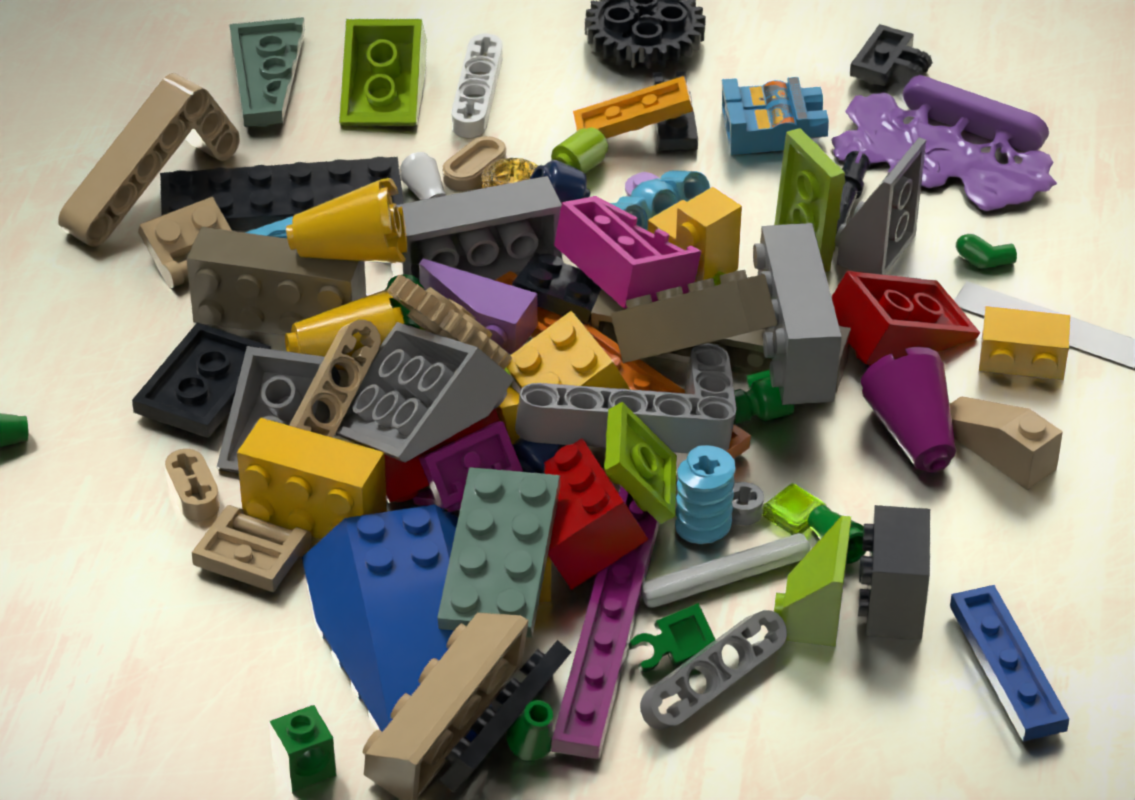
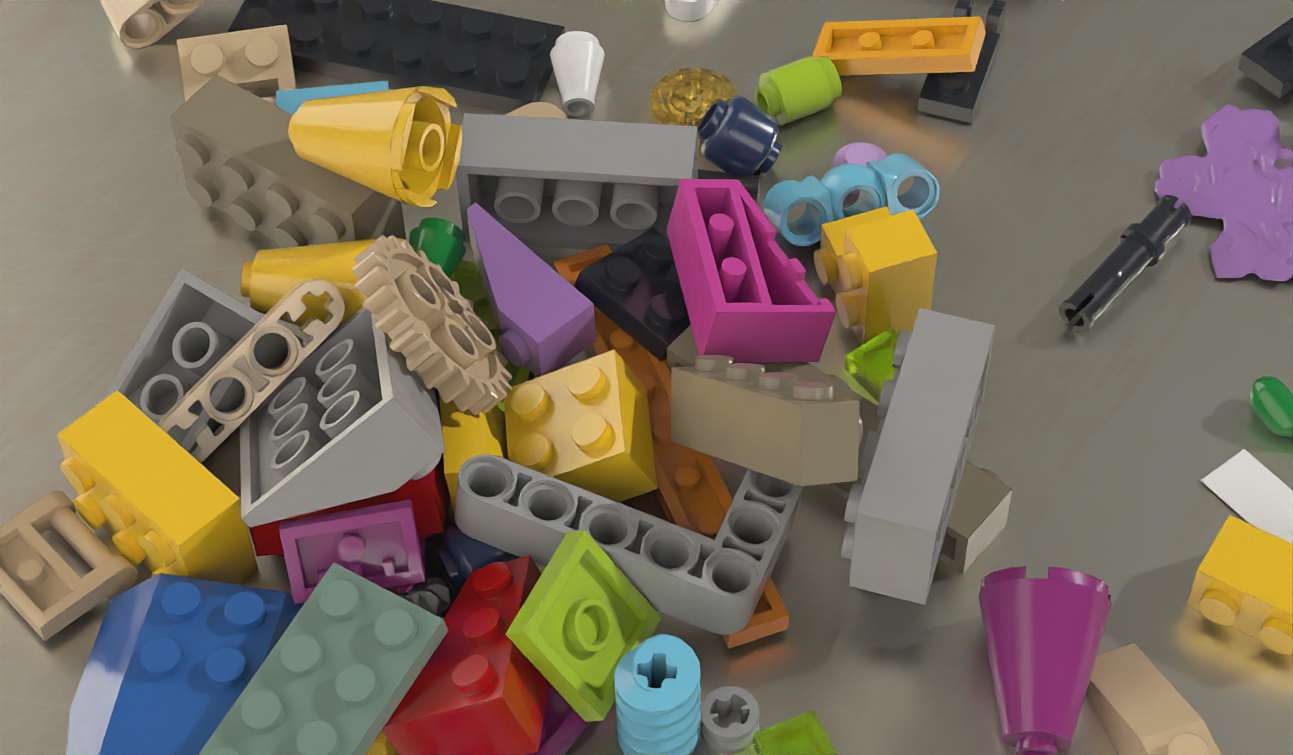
camera: 25 degrees right, 10 degrees up
(196, 381) = (116, 289): black plate -> none
(199, 482) = (28, 438): tan beam -> none
(465, 167) = (644, 64): tan tile -> none
(760, 400) = (820, 559): green piece -> none
(762, 114) = (1090, 104): dark azure hips -> none
(810, 191) = (1050, 266): lime plate -> none
(886, 220) = (1155, 323): light grey slope -> none
(898, 314) = (1103, 486): red slope -> none

